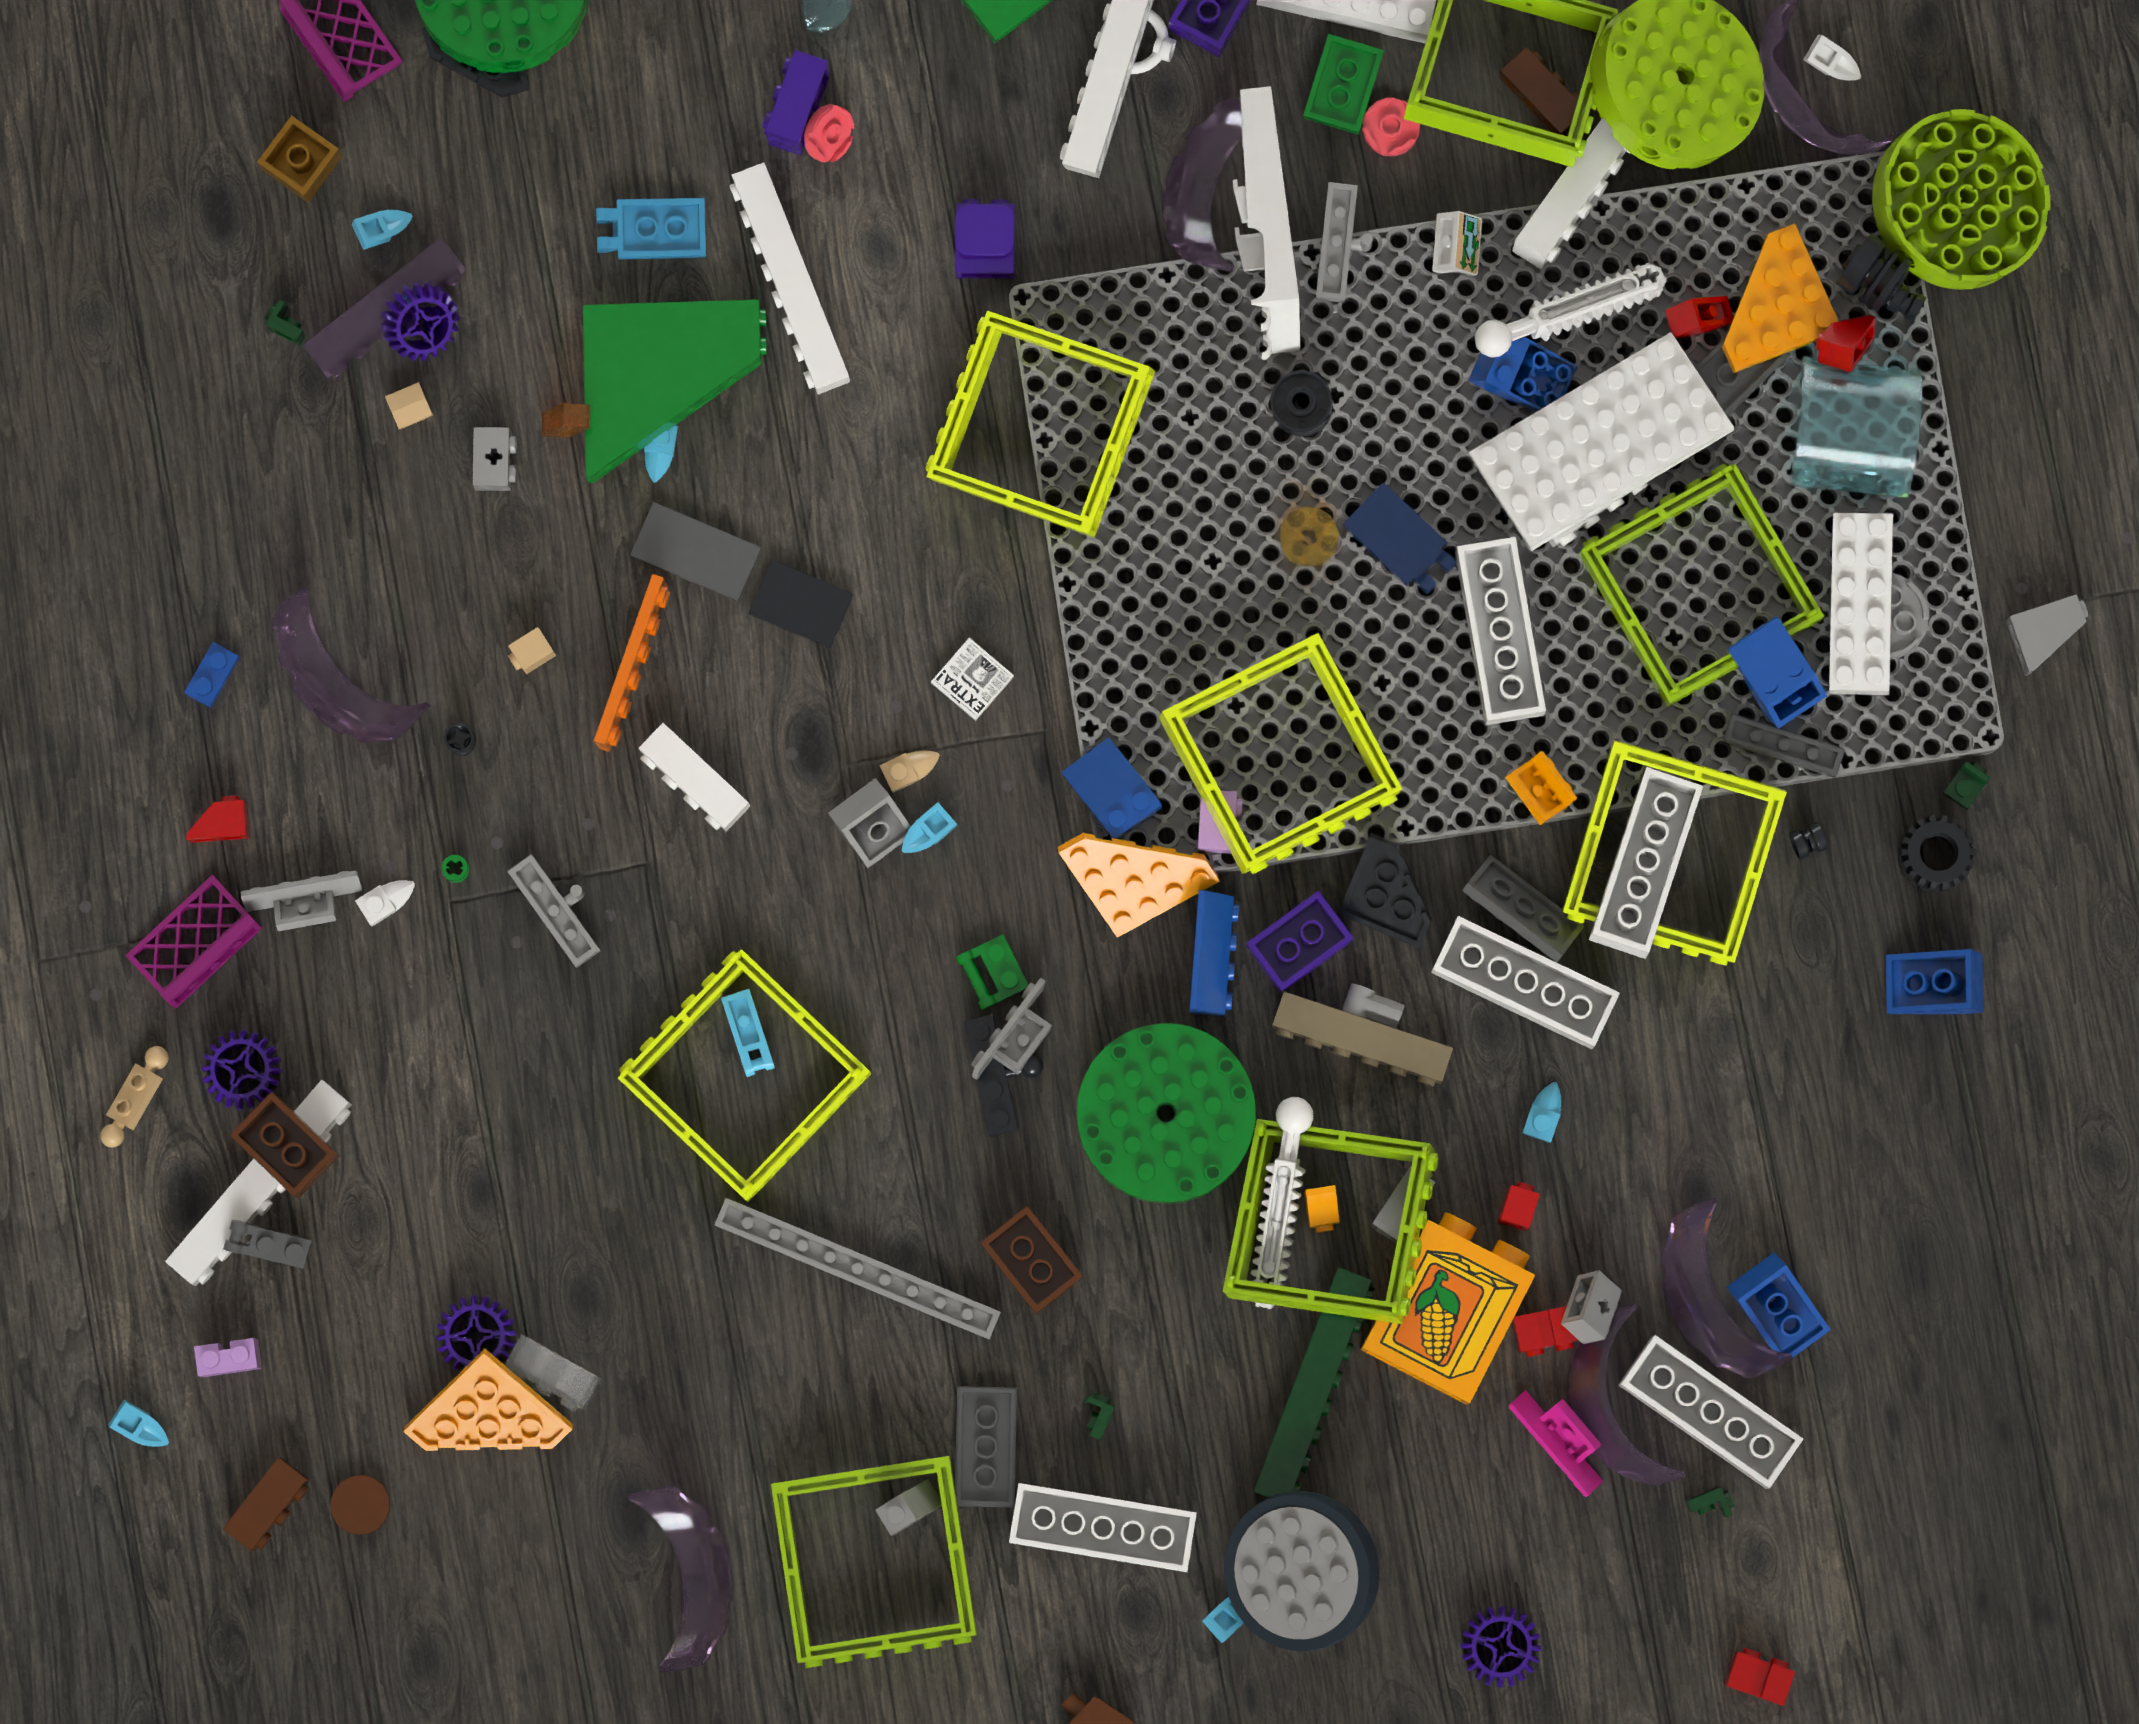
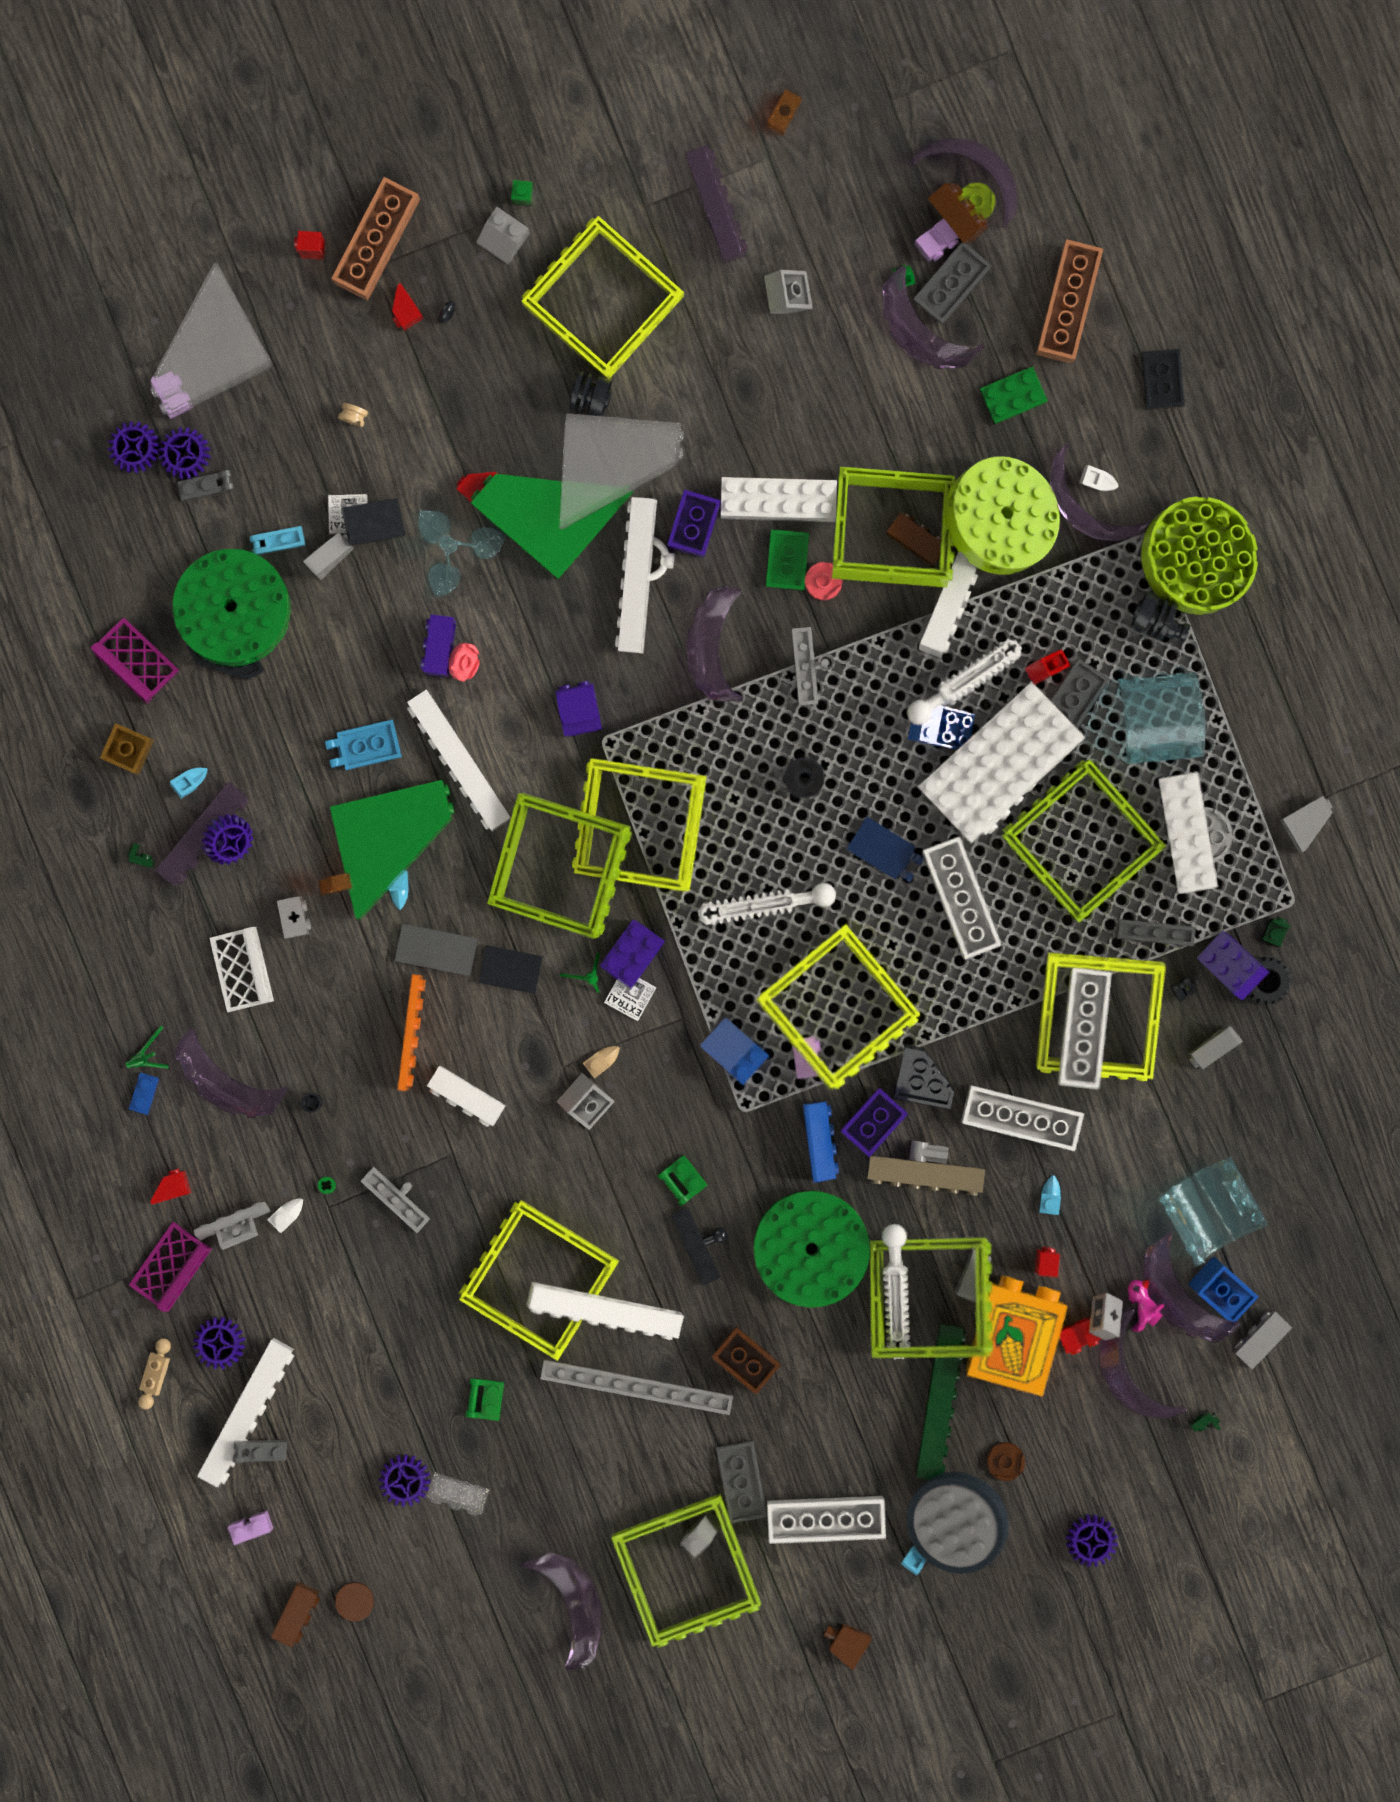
camera: 15 degrees left, 5 degrees up
(138, 1426) = (203, 1581): medium azure plate -> none
(217, 622) = (141, 1059): none -> green plant
(284, 1145) = (257, 1389): reddish brown brick -> none
(409, 406) = (232, 894): tan piece -> none
(423, 520) = (257, 965): none -> white fence
(487, 1409) = (422, 1525): light orange plate -> none
(530, 651) = (344, 1036): tan brick -> none
(632, 1244) = (491, 1399): none -> green plate
(747, 1031) = (535, 1251): medium azure plate -> none
(834, 1138) = (604, 1310): none -> white brick
(917, 636) = (590, 977): none -> green plant
(928, 830) = (622, 1098): medium azure plate -> none
(971, 503) = (611, 872): none -> lime window
(988, 617) = (632, 954): none -> dark purple brick
(1019, 1036) = (708, 1220): light grey bracket -> none
(1099, 1421) = (810, 1451): dark green bracket -> none
(1133, 880) = (761, 1107): plate -> none
(1265, 209) = (757, 666): white piece -> none
(1291, 584) = (822, 895): none -> white gear
(1322, 1208) = (922, 1288): light orange slope -> none
(1325, 533) = (816, 865): clear yellow plate -> none
(1394, 1500) = (1005, 1461): none -> reddish brown tile
(1457, 243) = (882, 651): panel -> none
(1522, 908) = (1010, 1070): dark grey plate -> none
(1541, 787) = (1007, 993): light orange bracket -> none
(1562, 1437) = (1103, 1401): dark pink bracket -> none
(1657, 1312) = (1147, 1309): none -> dark pink animal
(1710, 1412) = (1194, 1366): white brick -> none
(1758, 1677) = (1257, 1525): red brick -> none
(1776, 672) = (1143, 889): blue slope -> none
(1781, 304) = (1097, 649): light orange plate -> none
(1786, 1180) = (1212, 1209): none -> clear light blue hinge
(1822, 1393) = (1261, 1338): none -> light grey brick
(1838, 937) = (1214, 1047): none -> light grey slope
(1846, 342) = (1144, 665): red slope -> none
(1890, 816) = (1232, 965): none -> dark purple brick
(1935, 982) = (1281, 1063): blue slope -> none

